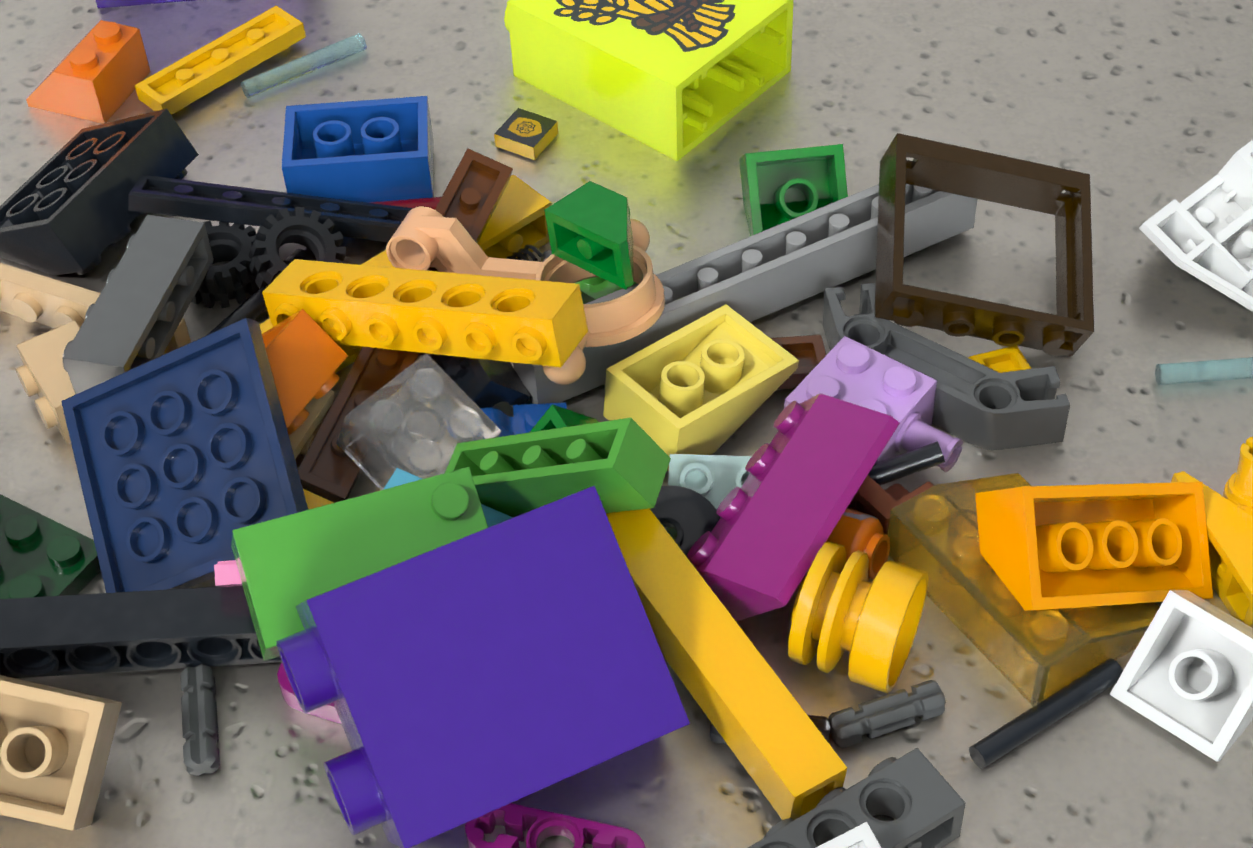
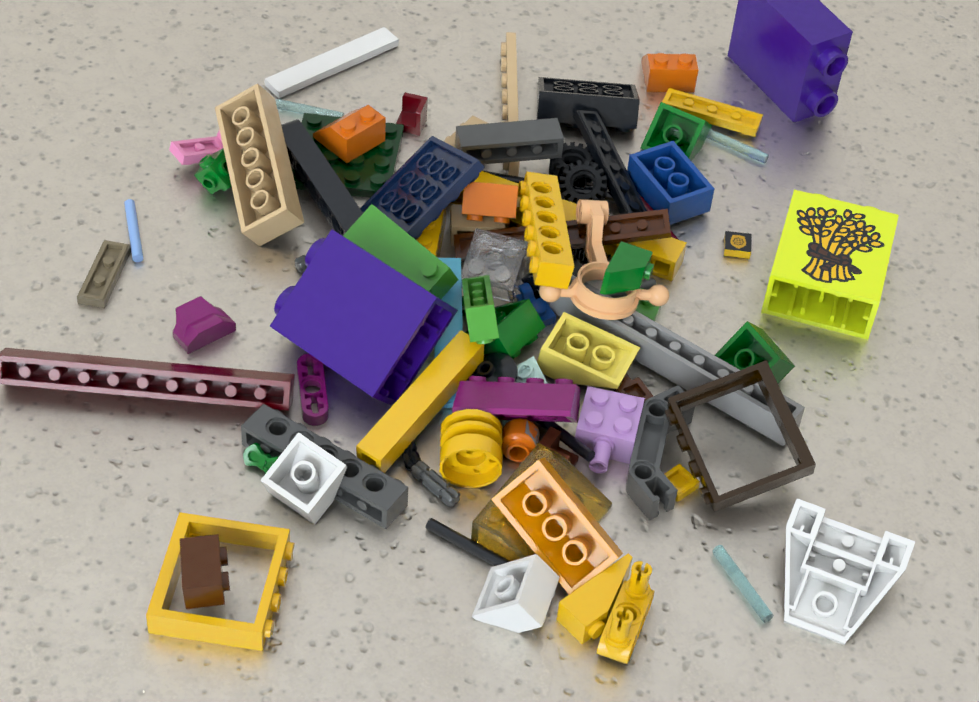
camera: 60 degrees right, 0 degrees up
(242, 112) = (677, 126): none -> green slope

